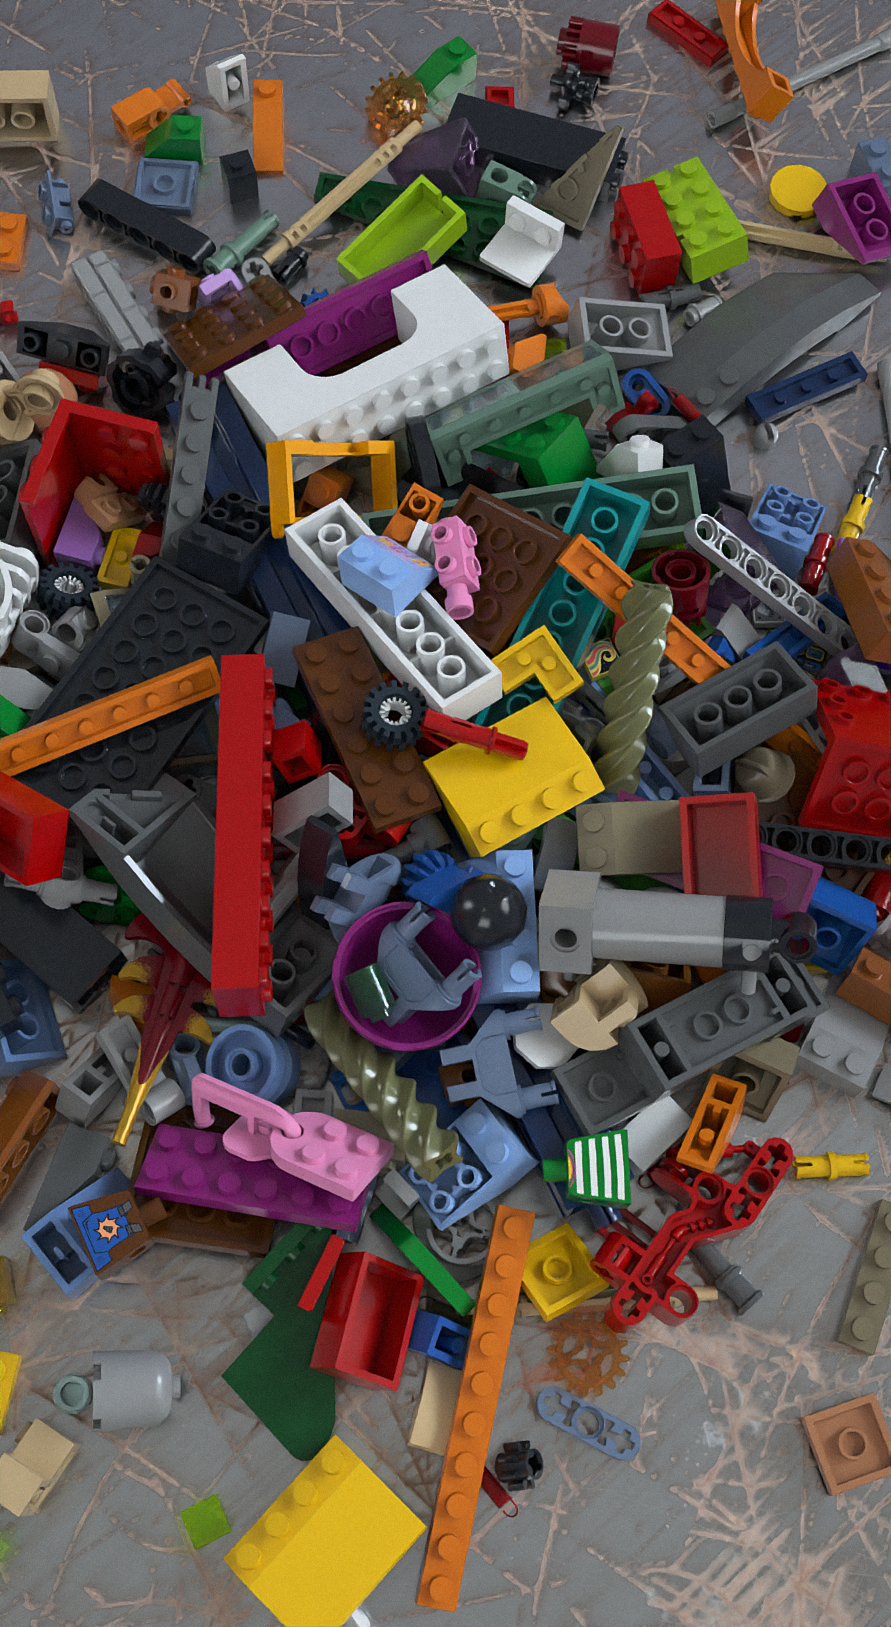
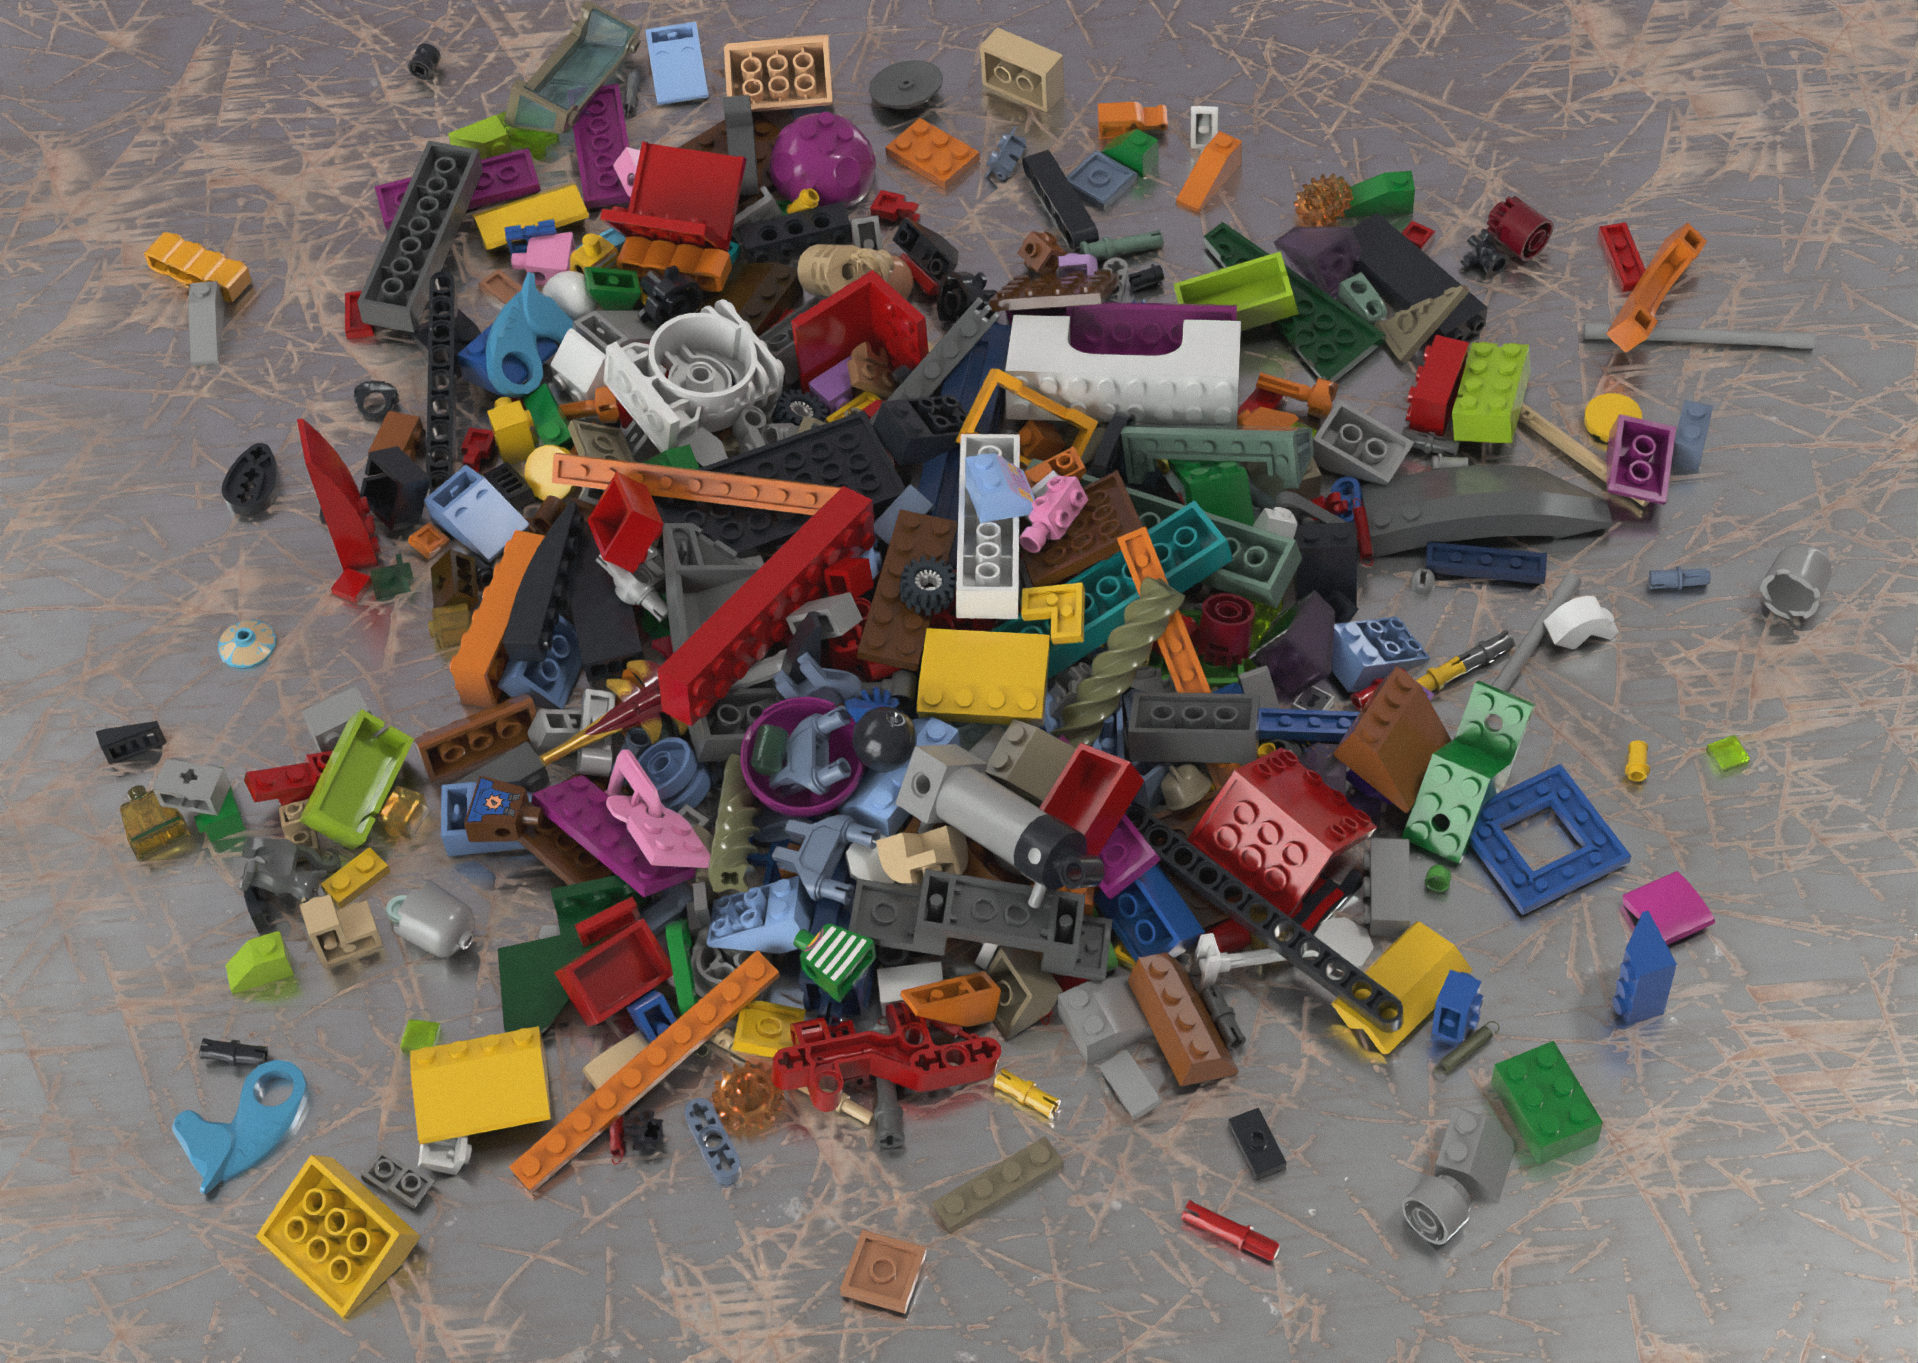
camera: 45 degrees right, 15 degrees down
(114, 303) = (991, 240): light grey brick -> none
(239, 176) = (1157, 196): black brick -> none
(342, 192) = (1223, 242): tan axle -> none
(473, 734) = (970, 625): red axle -> none
(524, 242) = (1333, 345): white bracket -> none
(760, 584) = (1301, 654): light grey beam -> none

